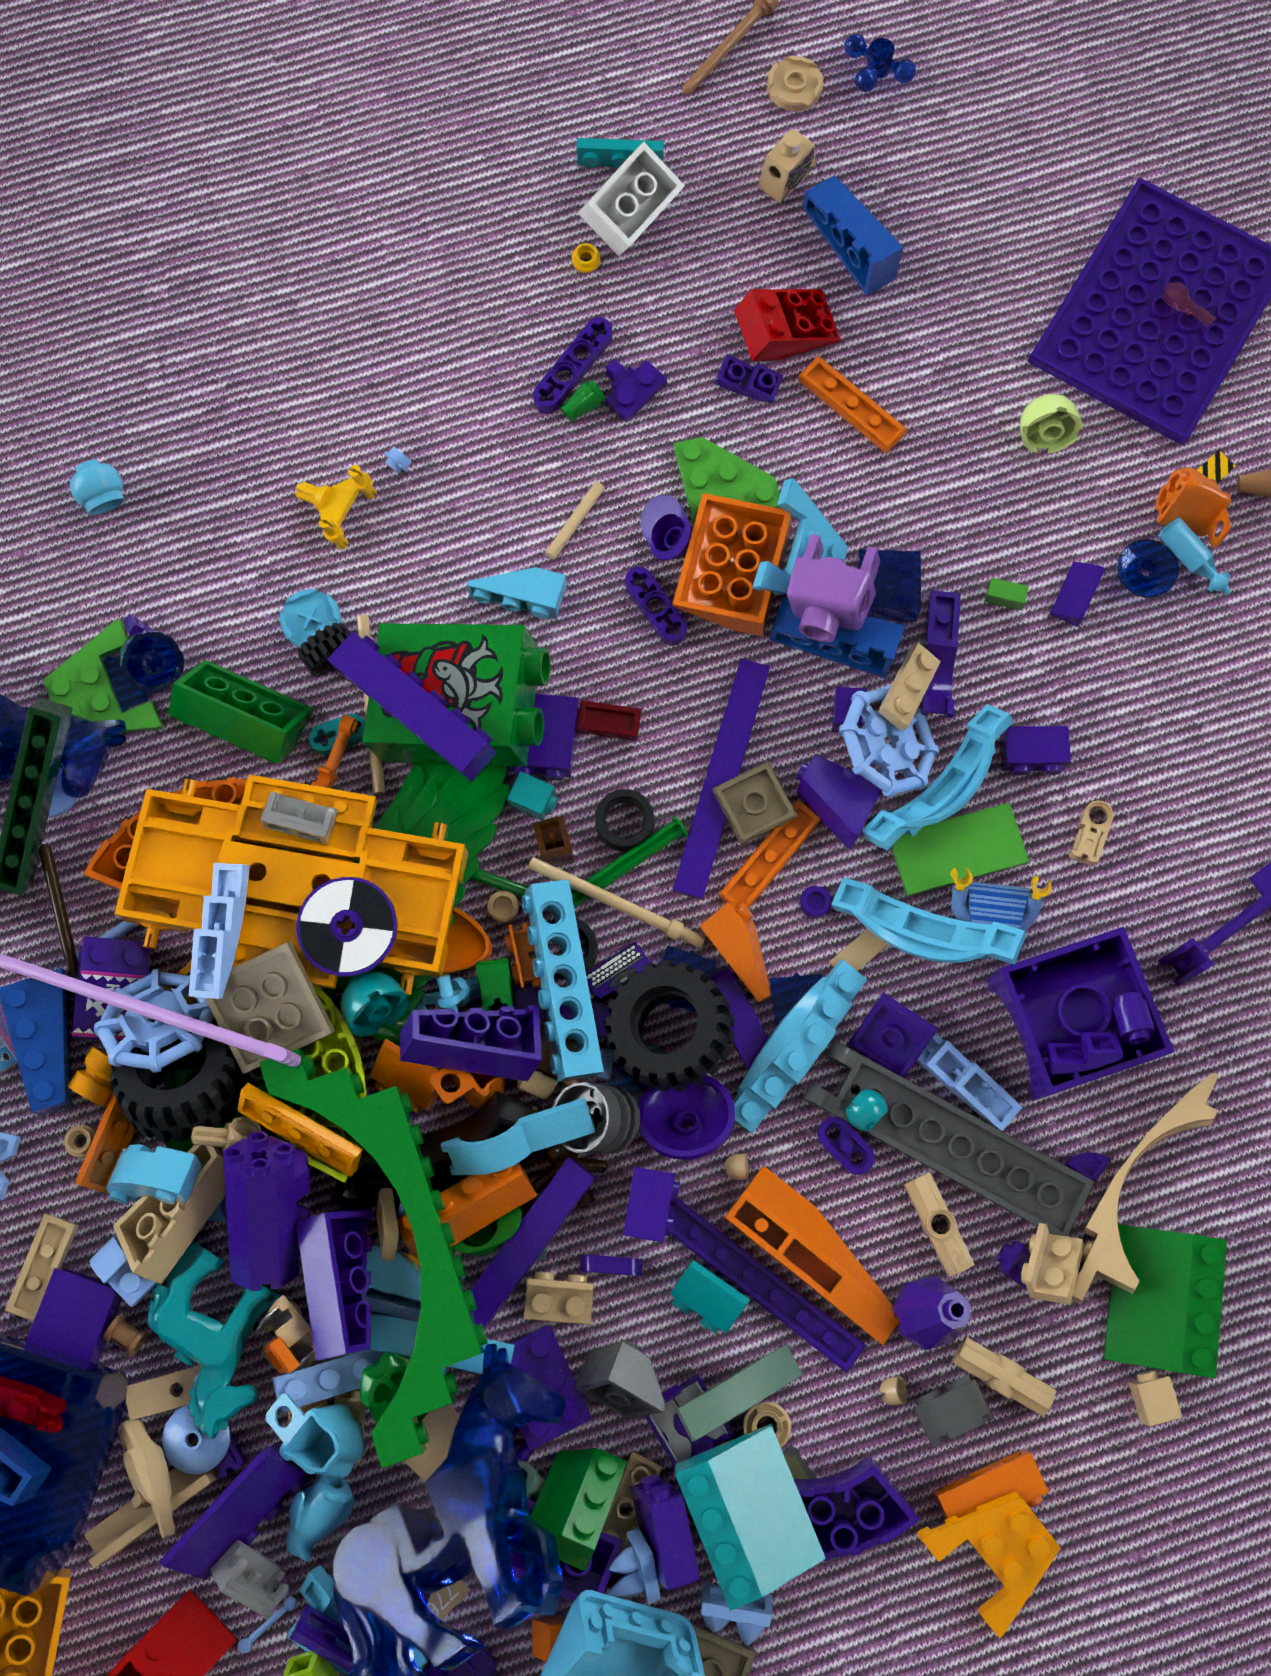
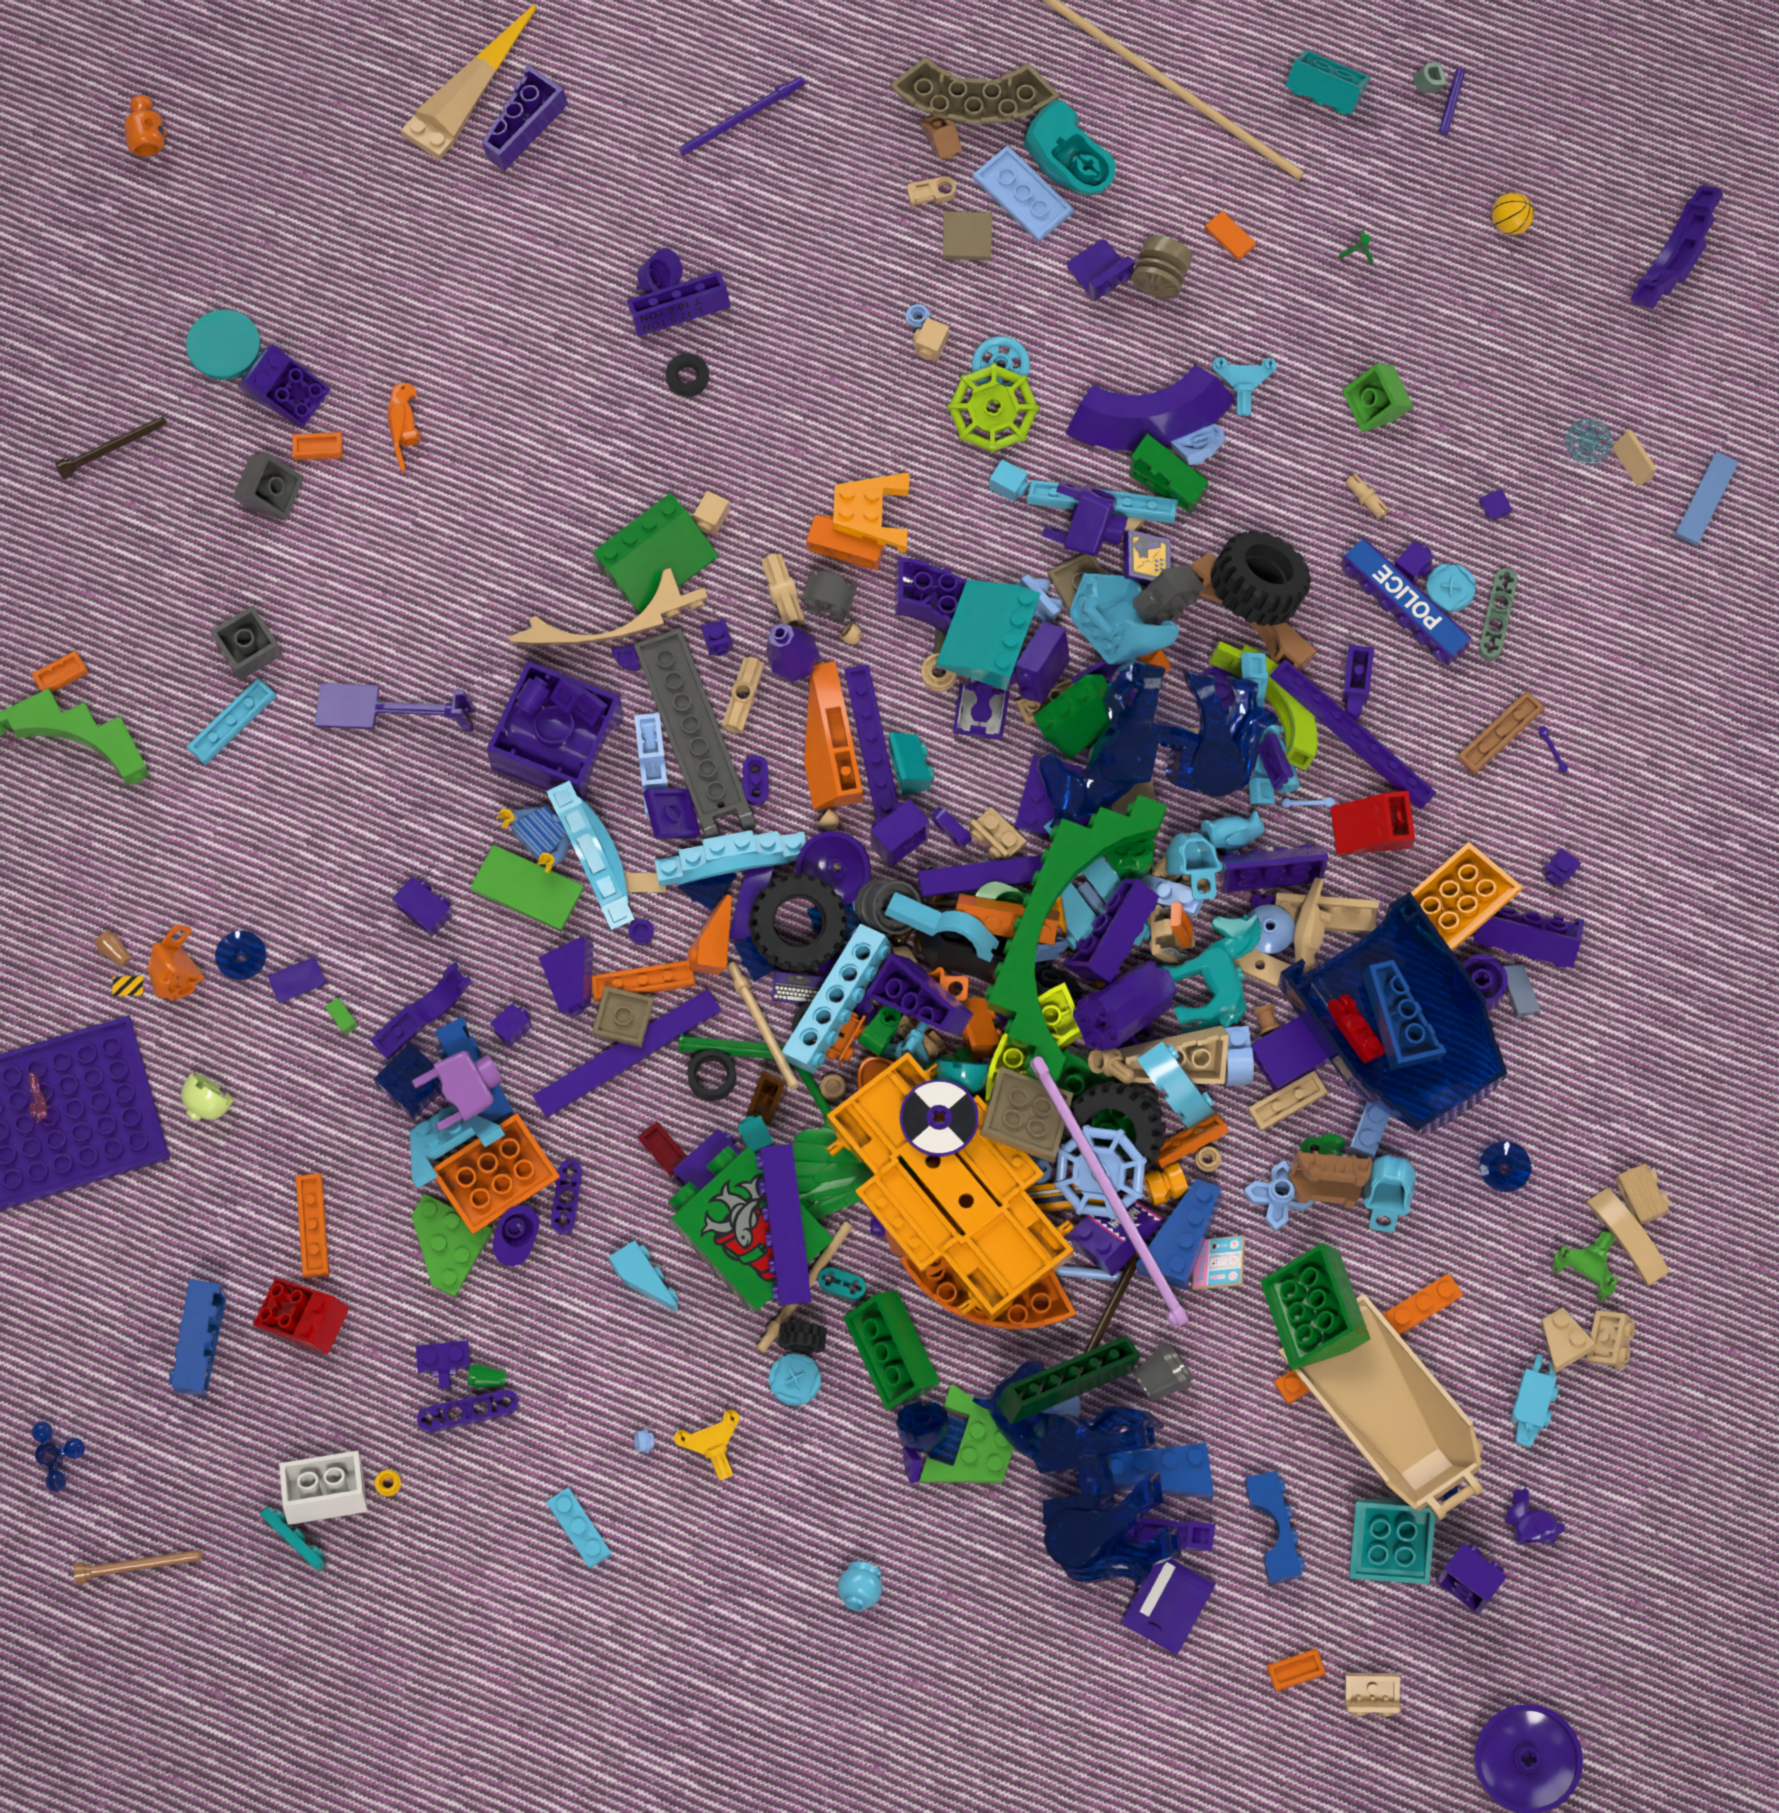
camera: 140 degrees left, 5 degrees down
(221, 927) = (1016, 1176): light blue slope -> none
(250, 1578) = (1295, 830): light grey hinge -> none
(299, 818) = (911, 1208): light grey hinge -> none
(299, 1129) = (1065, 1029): light orange tile -> none
(327, 776) = (872, 1255): orange bar -> none
(387, 1224) = (1060, 946): tan tile -> none
(391, 351) = (579, 1528): none -> medium azure plate
(575, 520) = (565, 1300): tan bar -> none
(621, 1380) = (998, 758): dark grey slope -> none
(639, 1567) = (1075, 657): light blue tile -> none
(738, 1392) = (937, 698): sand green slope -> none
(749, 381) = (362, 1300): dark purple slope -> none
(791, 158) = (193, 1425): tan torso -> none
(795, 83) = (121, 1494): tan tile -> none
(866, 1110) = (727, 783): teal piece -> none
(868, 745) = (525, 983): light blue plate -> none
(909, 686) = (463, 1001): tan plate -> none
(953, 786) = (499, 923): medium azure piece -> none
(1052, 1266) = (701, 618): tan bracket -> none
(1091, 836) = (439, 830): tan piece -> none
(1193, 554) = (204, 940): medium azure wheel -> none

